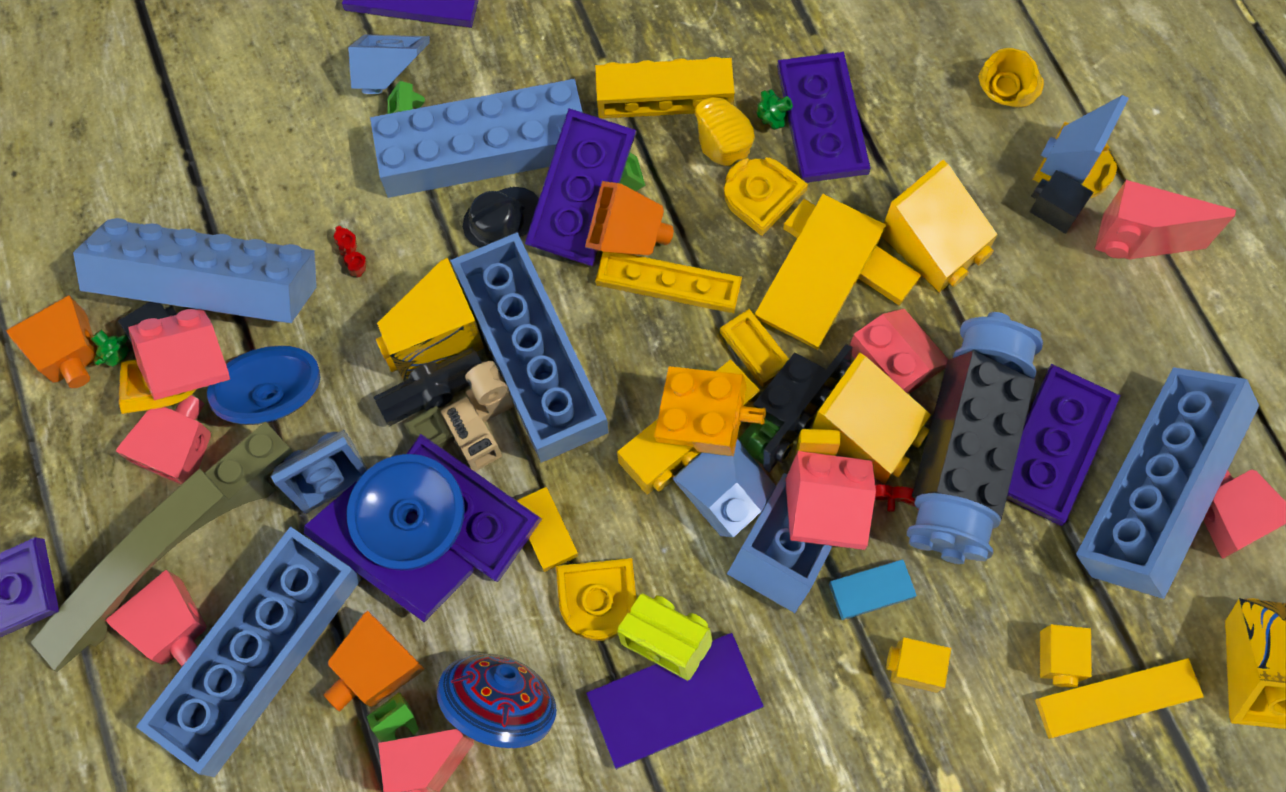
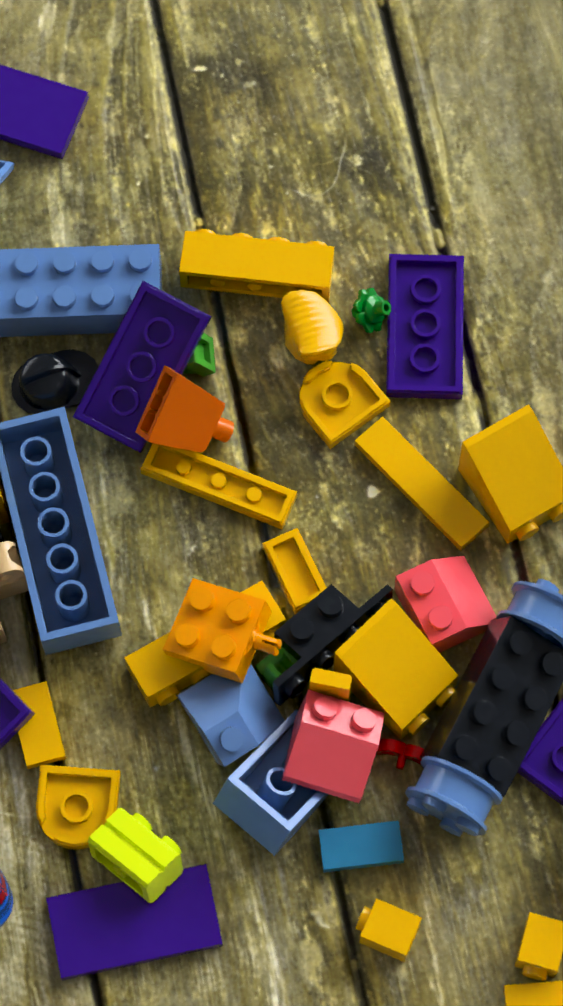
camera: 10 degrees right, 0 degrees up
(820, 271) = (380, 500): yellow tile -> none

